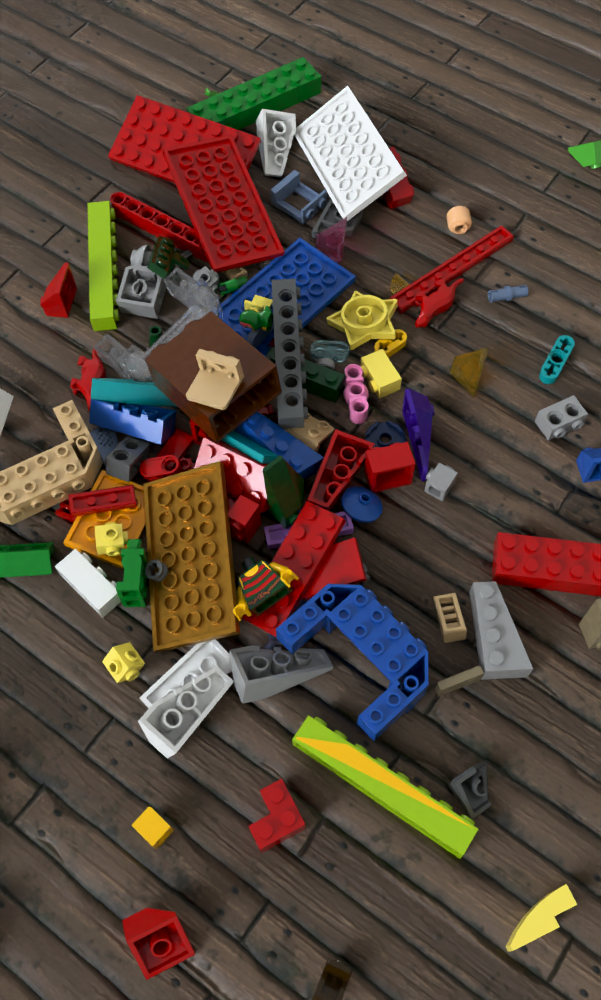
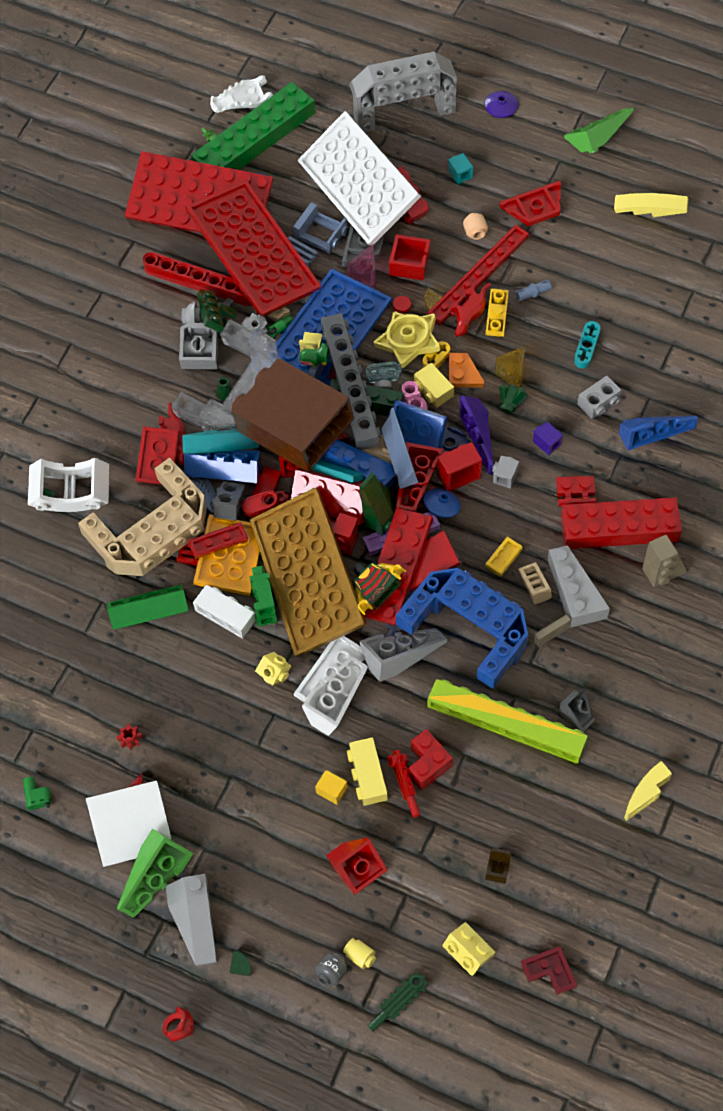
camera: 10 degrees left, 0 degrees up
(59, 293) = (121, 362): red slope -> none
(66, 385) = (155, 448): none -> red tile
(102, 266) = (152, 327): lime brick -> none
(110, 538) = (235, 570): light yellow brick -> none
(161, 575) = (286, 593): dark grey bush -> none
(200, 817) = (367, 771): none -> light yellow brick
(216, 379) = (301, 418): tan bracket -> none
(240, 811) = (399, 762): none -> red piece
(251, 65) = (243, 95): none -> white animal
(276, 135) = (284, 165): white wedge -> none
(277, 216) = (304, 250): none -> sand blue tile
(324, 438) = (398, 451): none -> sand blue wedge
(352, 412) = (420, 425): none -> blue tile
(365, 285) = (402, 304): none -> red tile
(383, 238) = (409, 257): none -> red piece
(413, 64) = (402, 81): none -> light grey wedge
(416, 365) = (463, 371): none -> orange wing
(419, 579) = (504, 556): none -> yellow plate
(454, 162) = (460, 168): none -> teal brick
(463, 400) = (511, 397): none -> dark green rock
(464, 309) = (497, 312): none -> yellow slope
(495, 452) = (547, 438): none -> dark purple brick
(508, 111) = (501, 104): none -> dark purple dish
(516, 513) = (575, 486): none -> red plate
(525, 209) = (535, 205): none -> red wing

